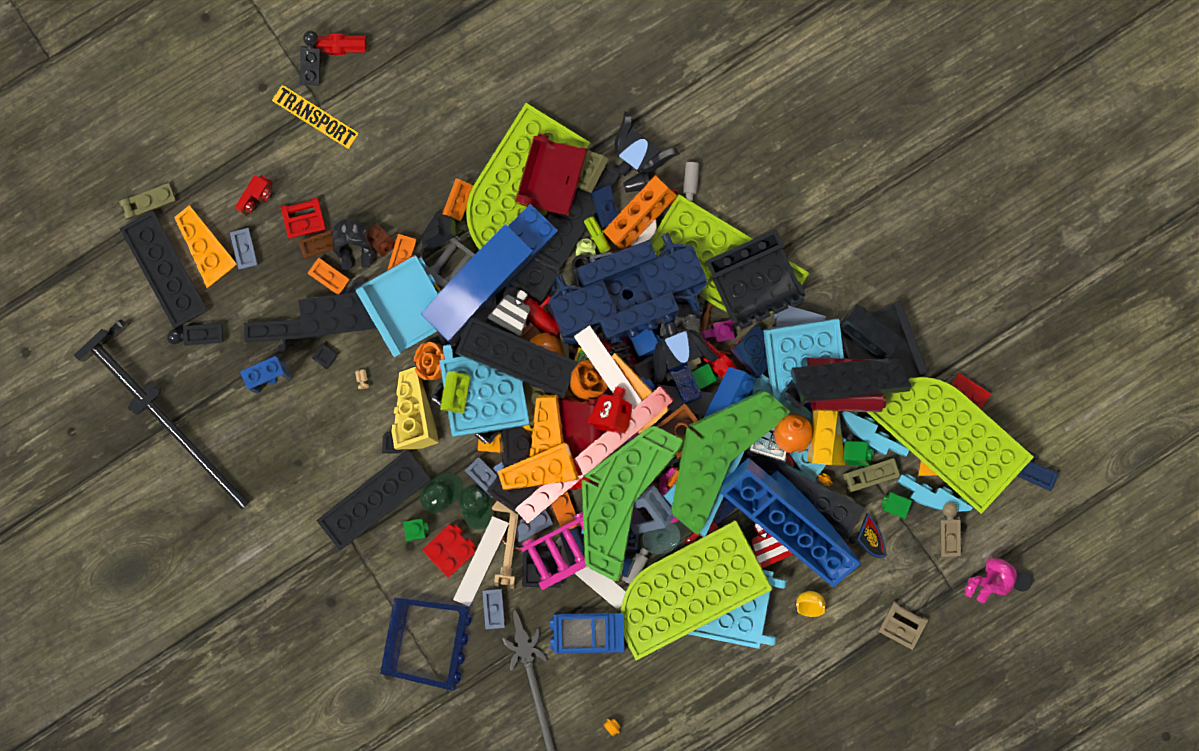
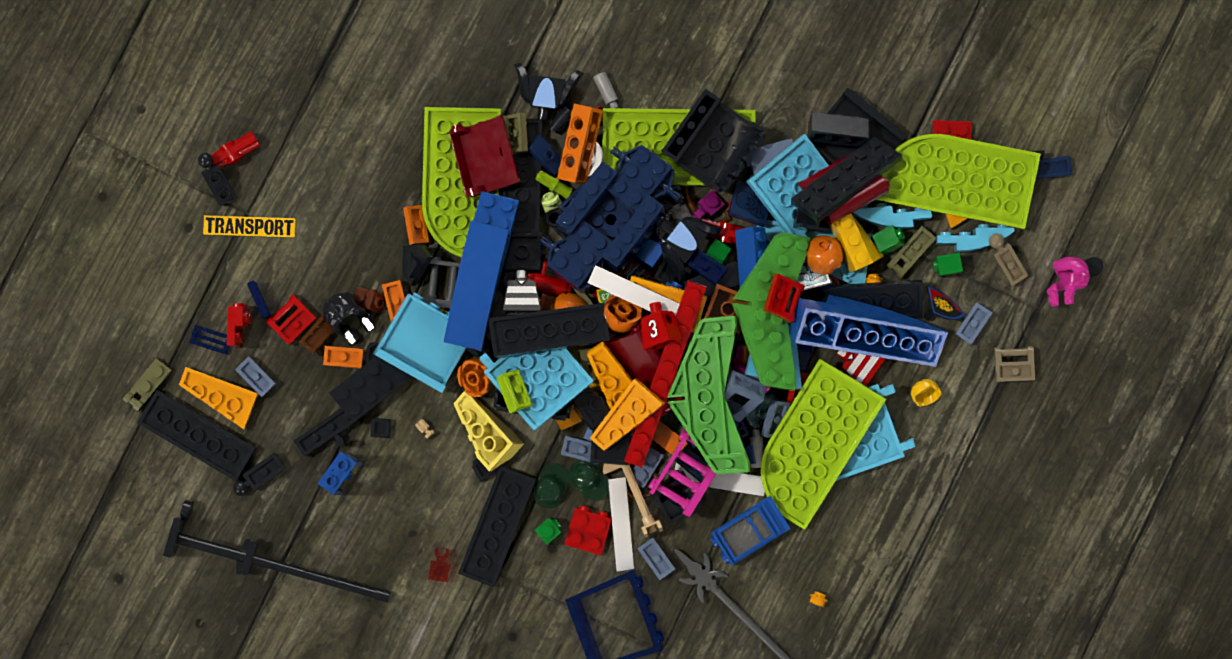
camera: 30 degrees left, 0 degrees up
(213, 182) = (194, 335): none -> clear blue tile
(286, 184) = (259, 300): none -> clear blue tile
(303, 506) = (439, 569): none -> clear red plate
(668, 546) = (776, 412): none -> sand blue plate
(731, 446) = (779, 296): none -> red plate
(888, 569) = (973, 323): none -> sand blue plate

